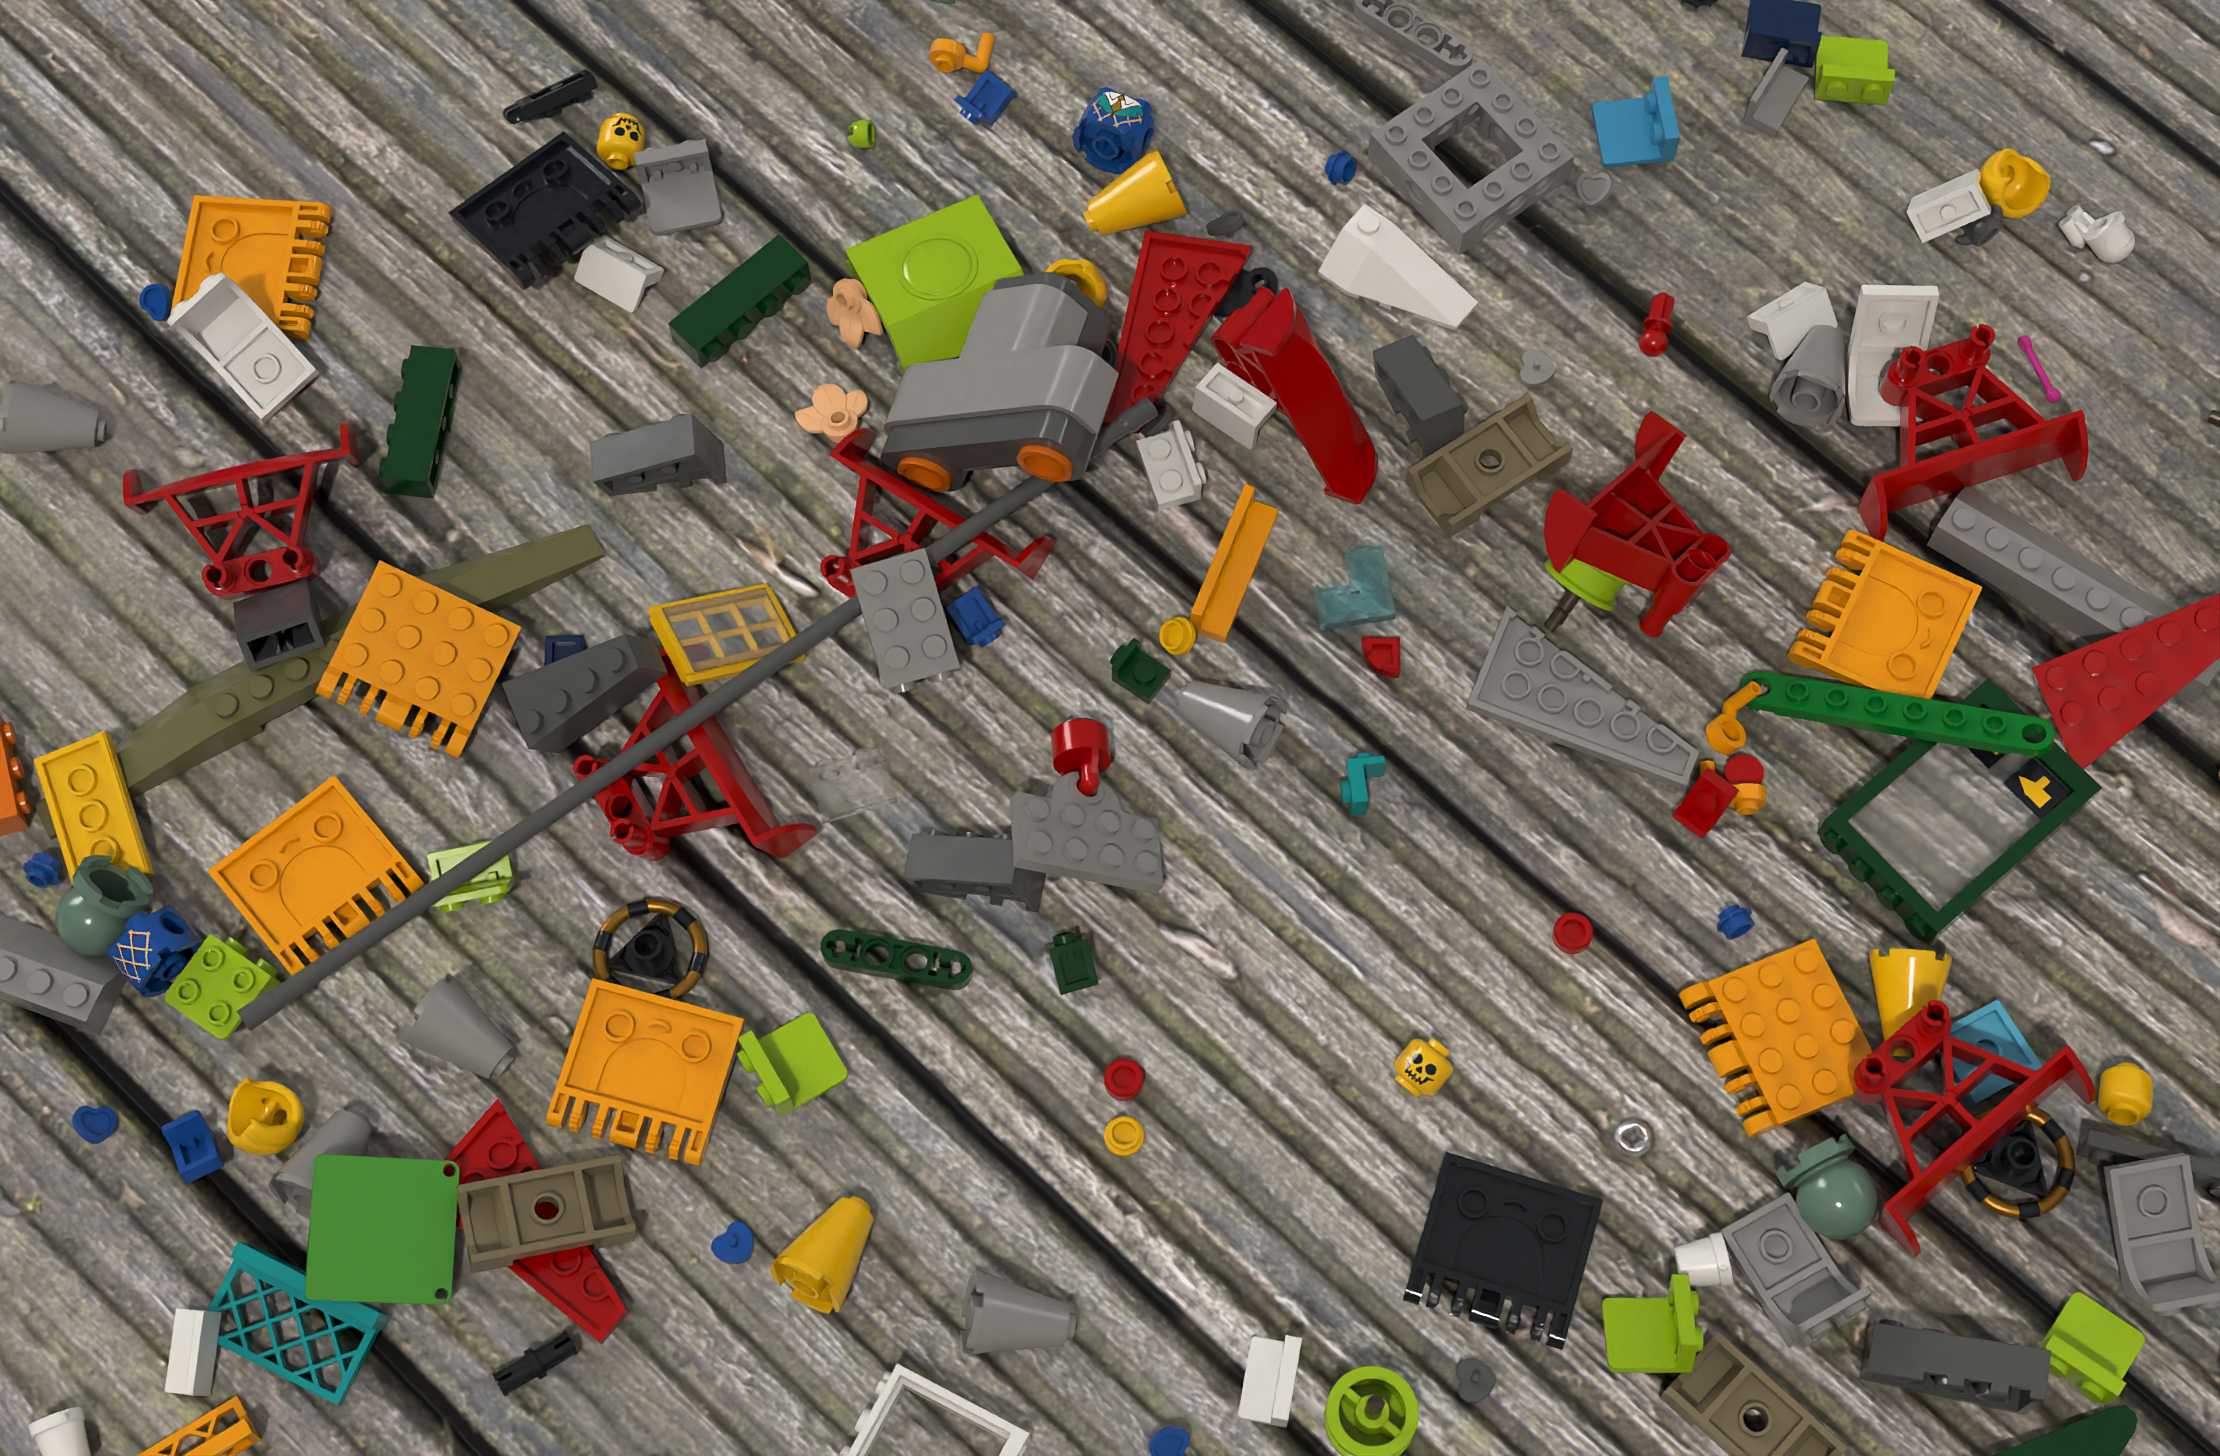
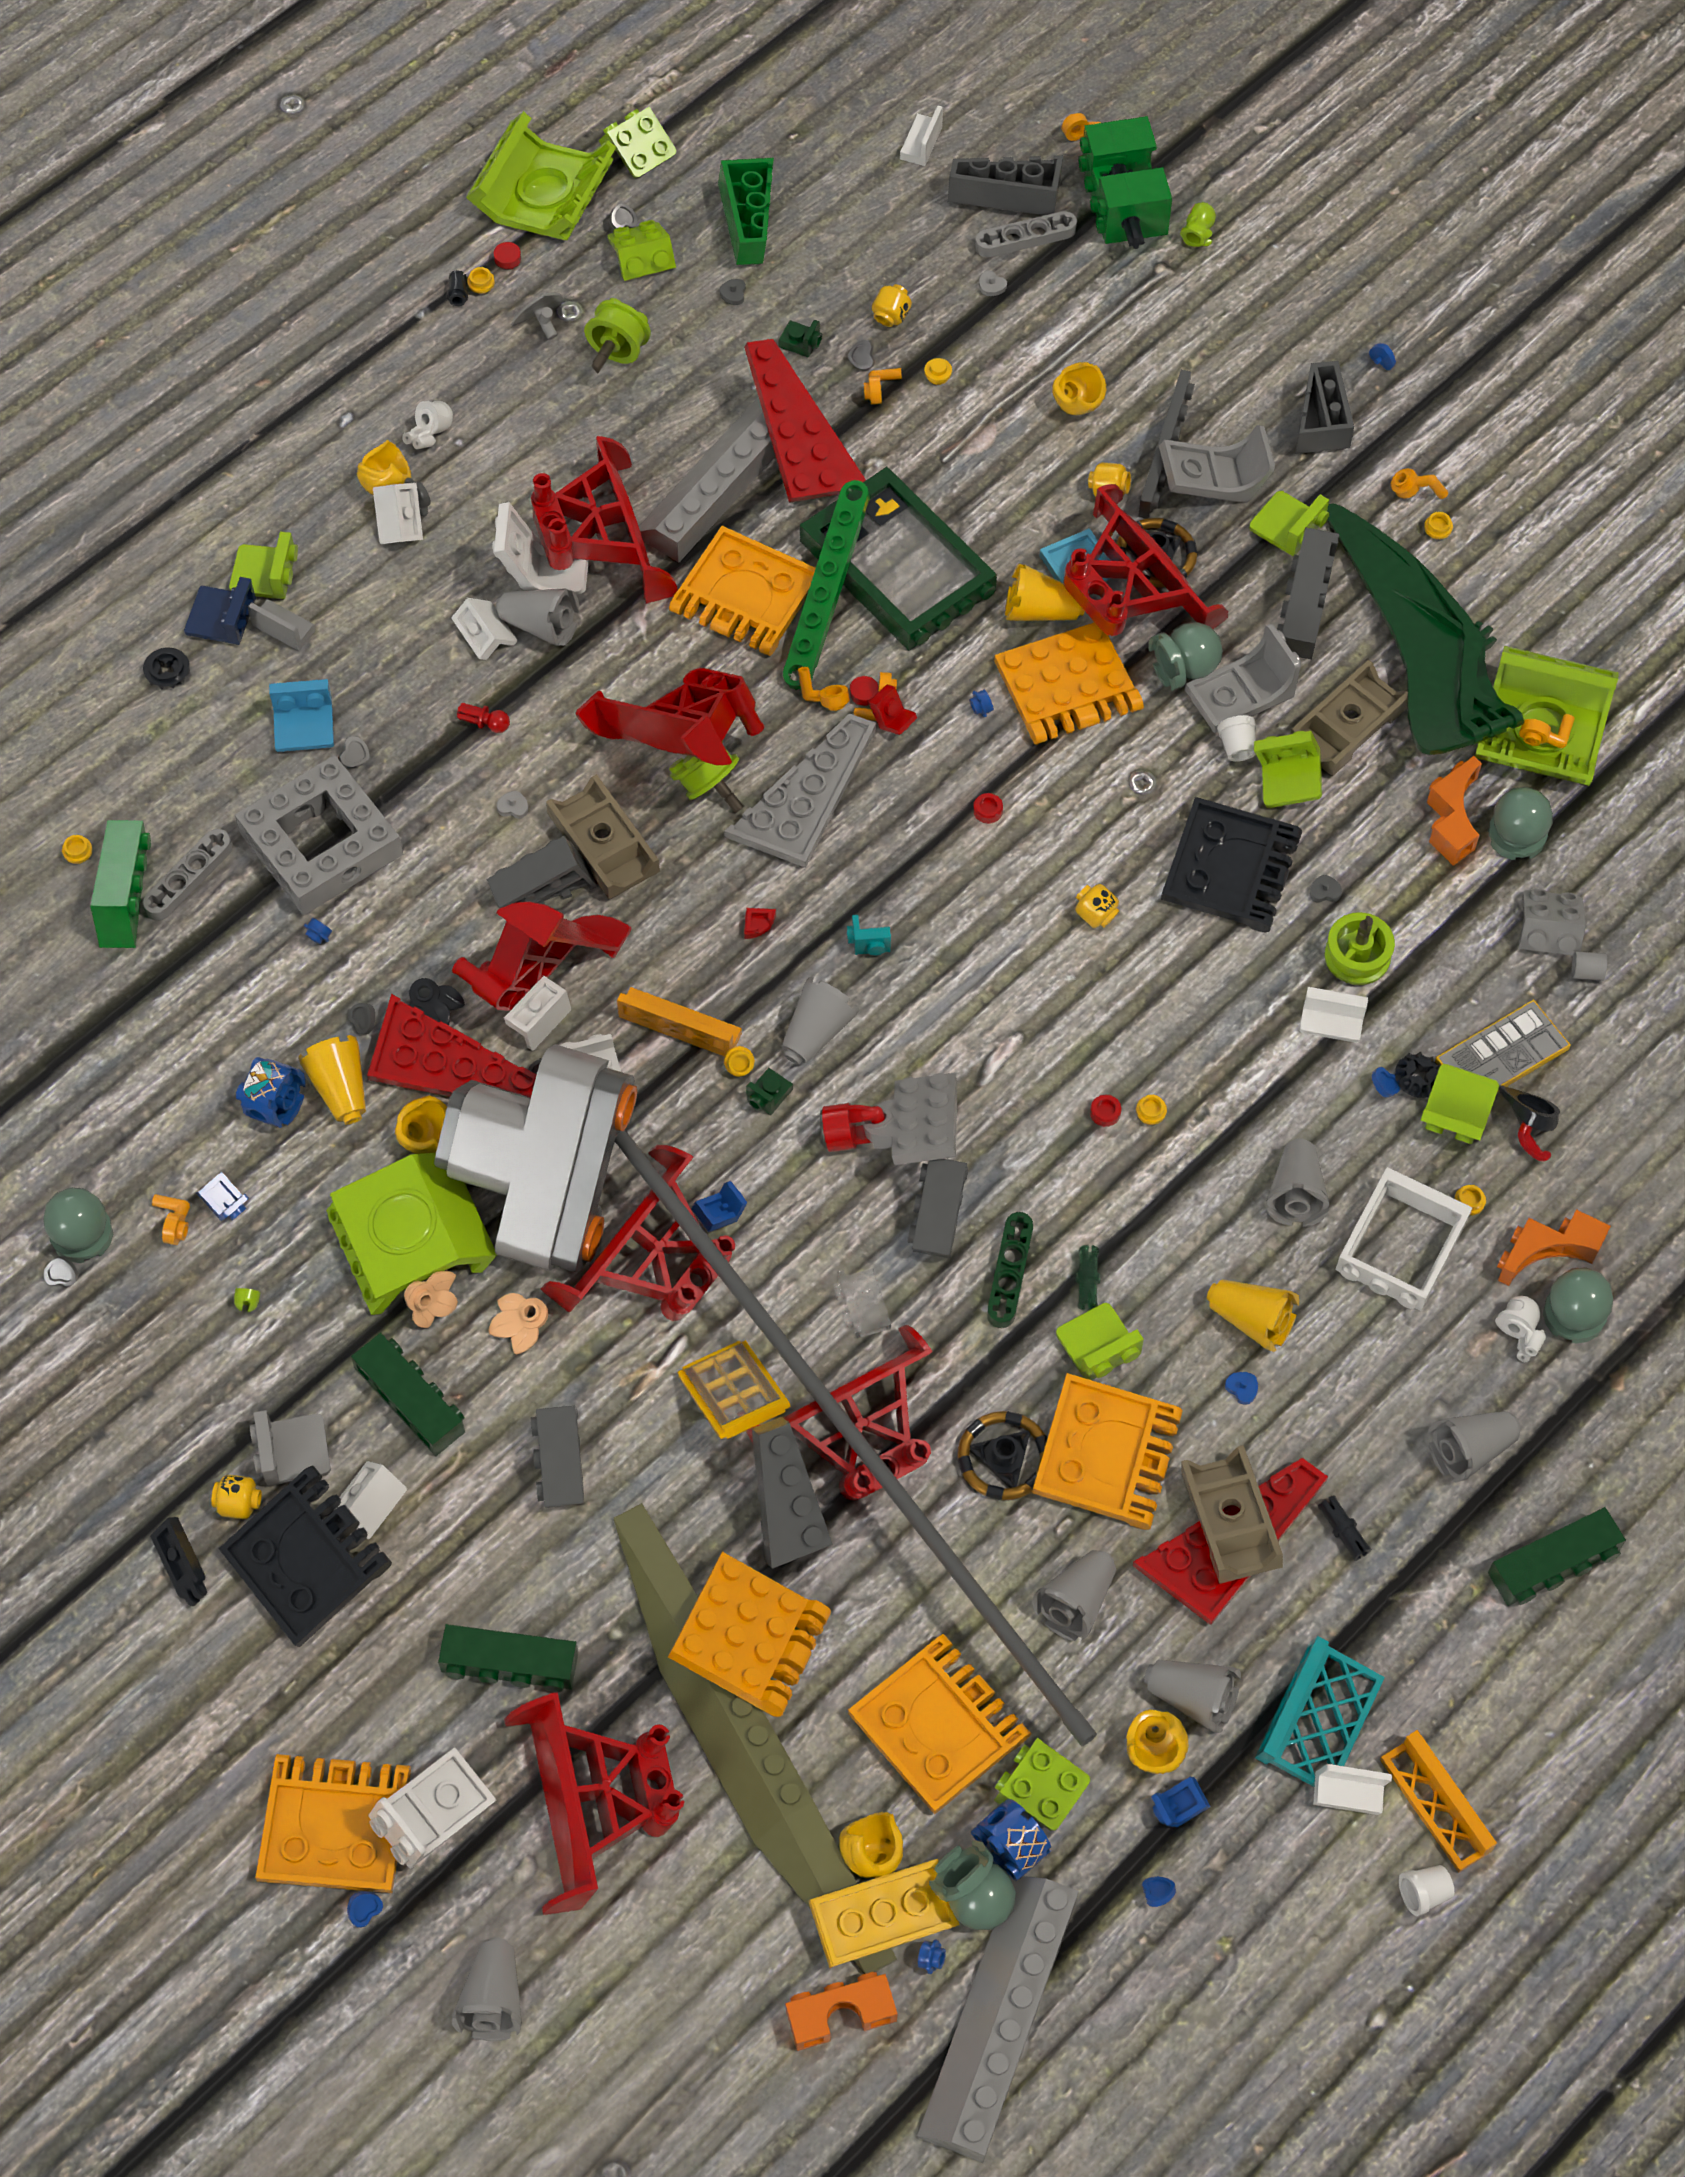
camera: 90 degrees left, 5 degrees down
(166, 798) = (872, 1845): none -> yellow piece
(278, 624) = (712, 1756): dark grey brick -> none
(381, 1230) = (1252, 1634): bright green piece -> none
(488, 885) = (935, 1593): lime bracket -> none
(562, 646) = (736, 1532): dark blue tile -> none
(883, 1053) = (1088, 1277): none -> clear green pin
(905, 620) = (742, 1236): light grey bracket -> none
(1071, 962) = (1013, 1140): dark green bracket -> none
(1364, 599) = (709, 927): clear light blue plate -> none
(1386, 266) = (416, 899): white wedge -> none
(2052, 394) = (515, 483): dark pink hinge -> none

